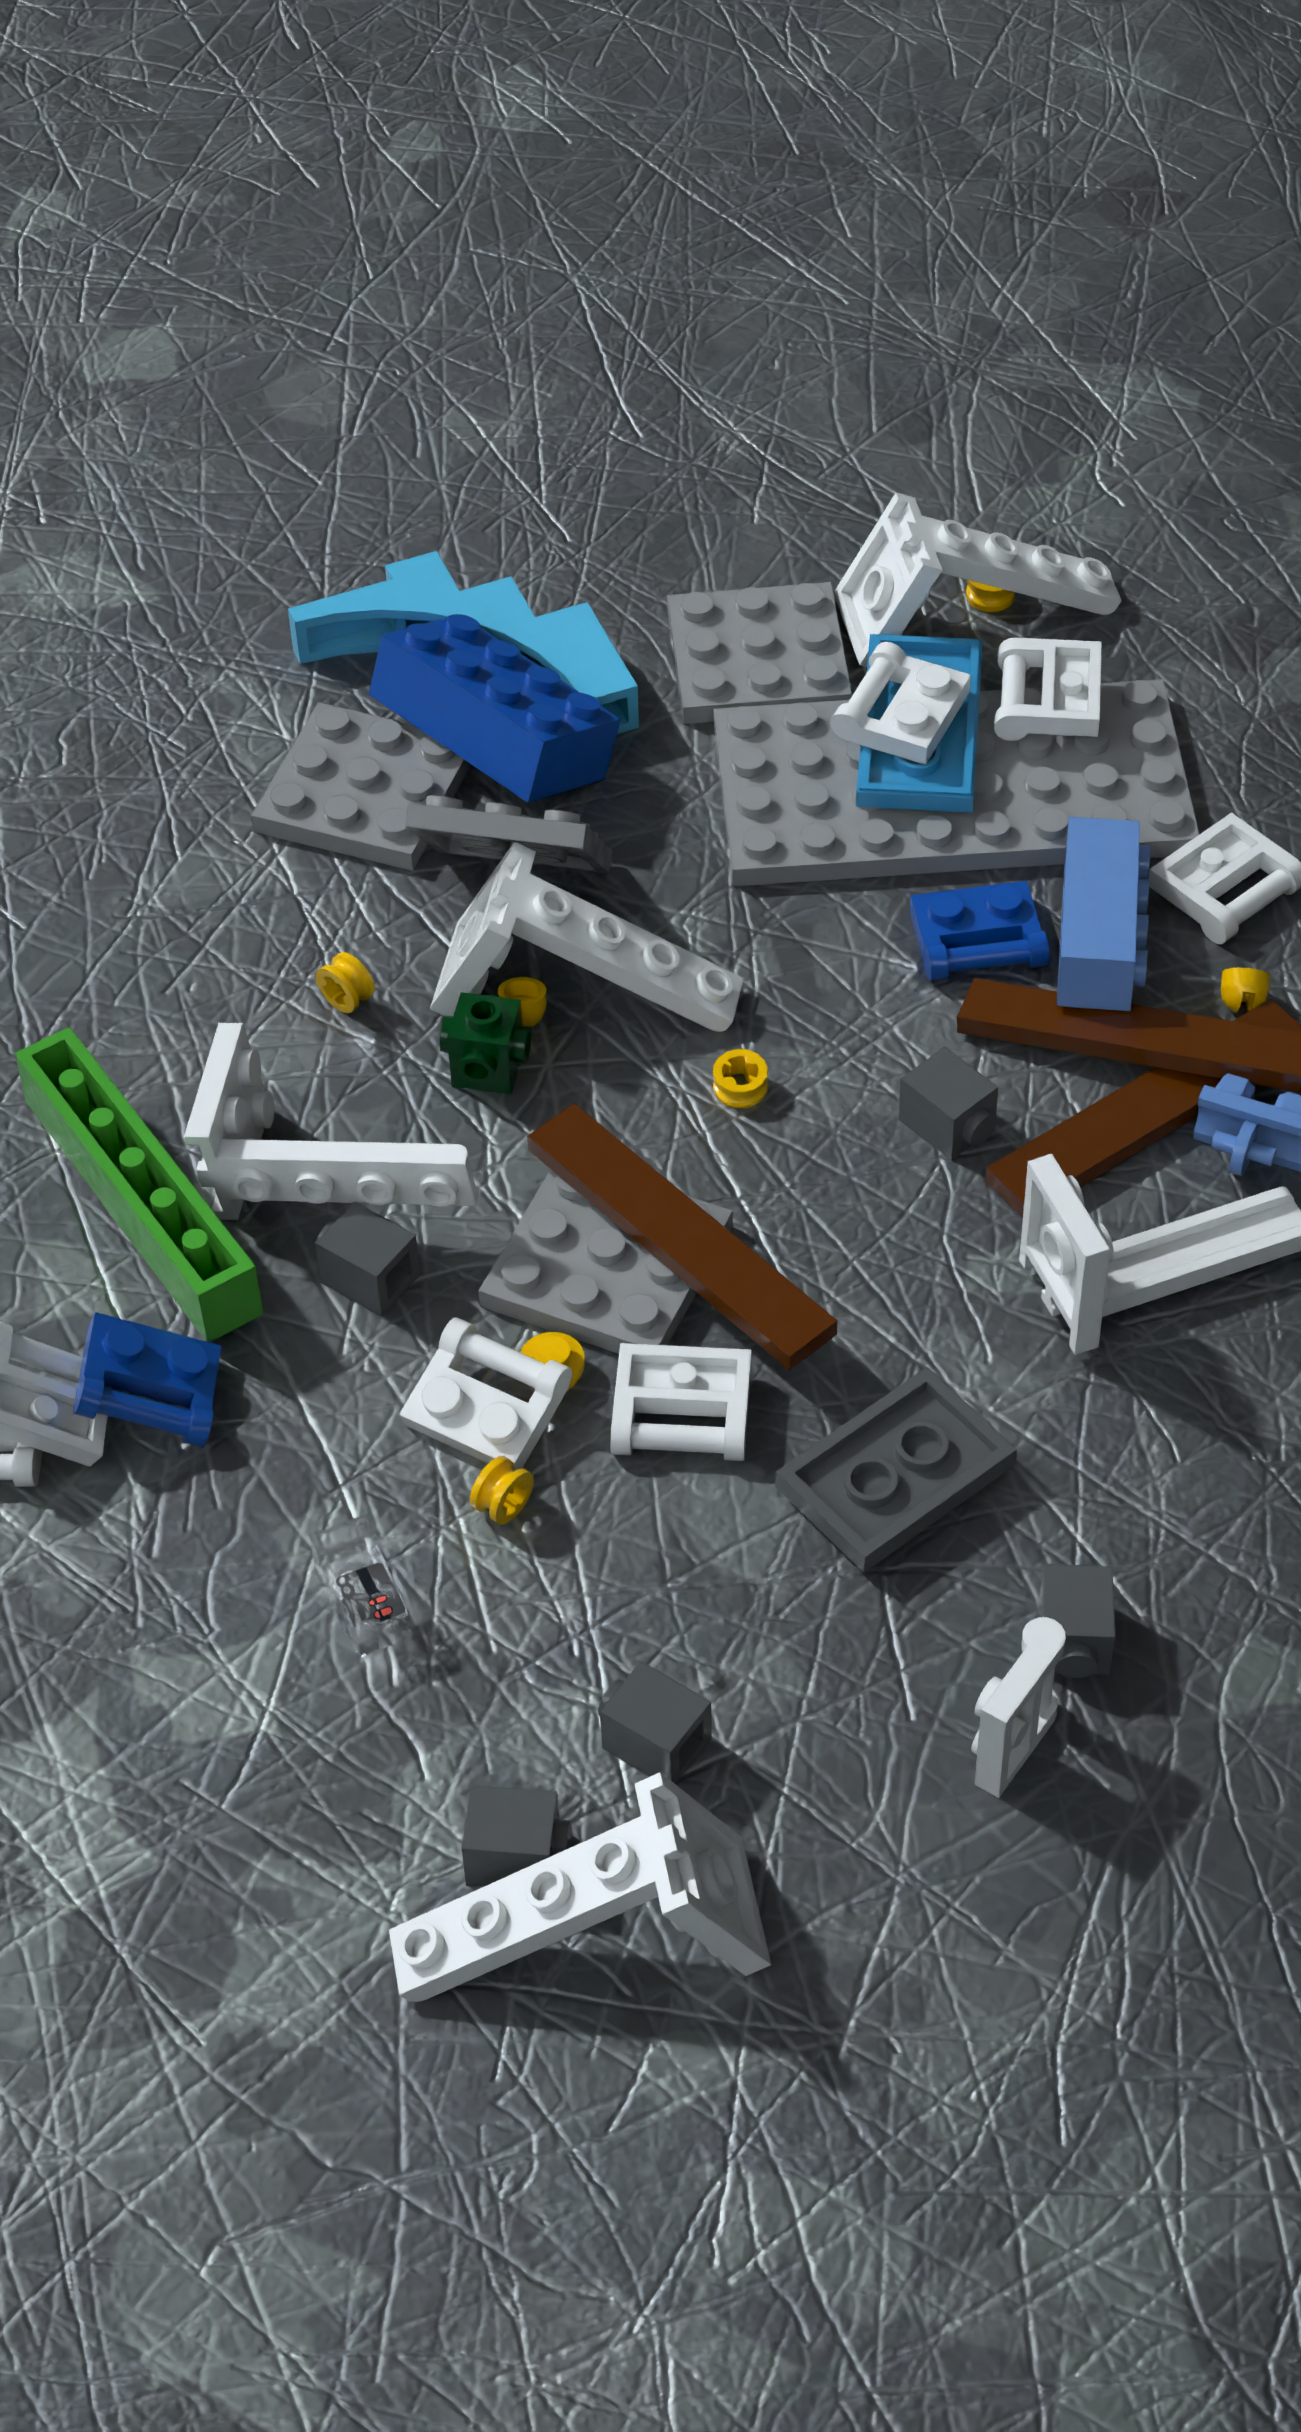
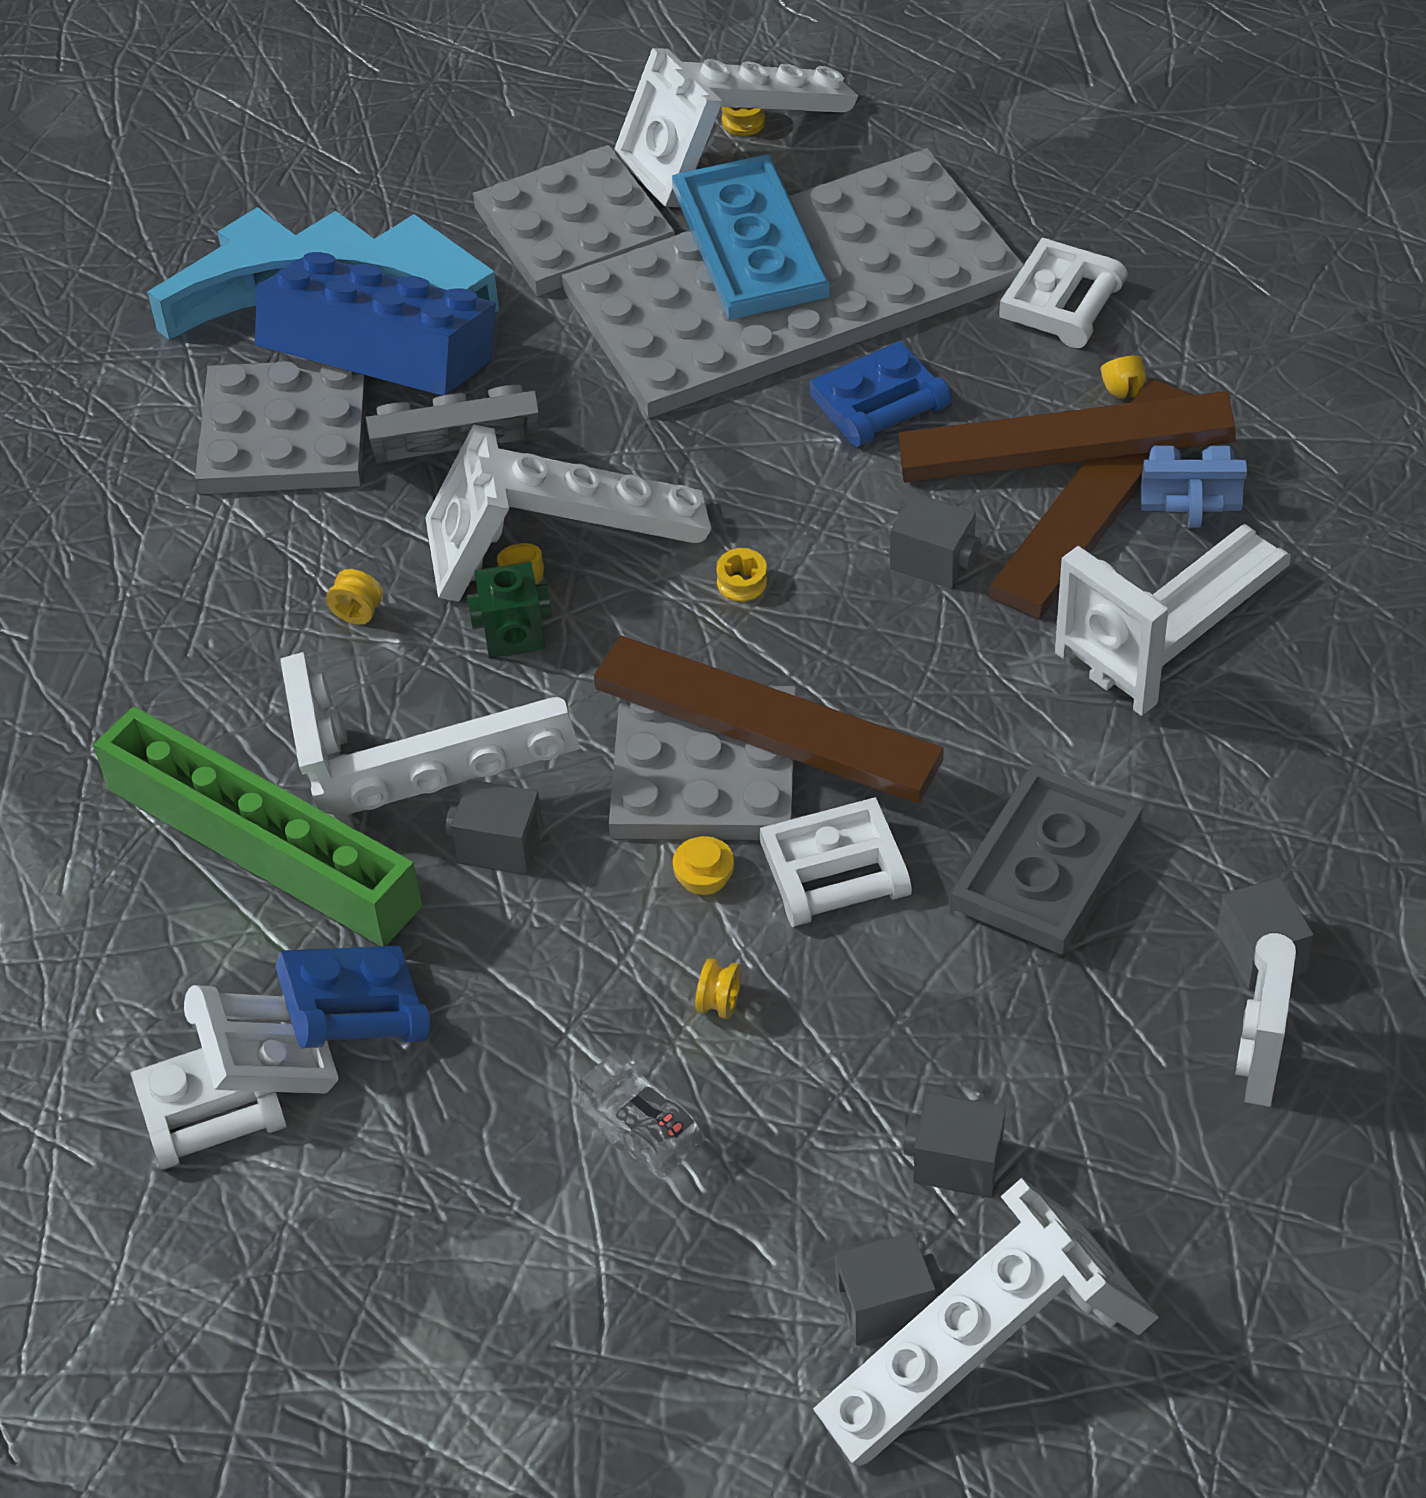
camera: 20 degrees left, 0 degrees up
(475, 1414) = (661, 931): white plate -> none
(916, 714) = (749, 227): white plate -> none
(1068, 688) = (860, 169): white plate -> none
(1103, 914) = (983, 348): medium blue brick -> none

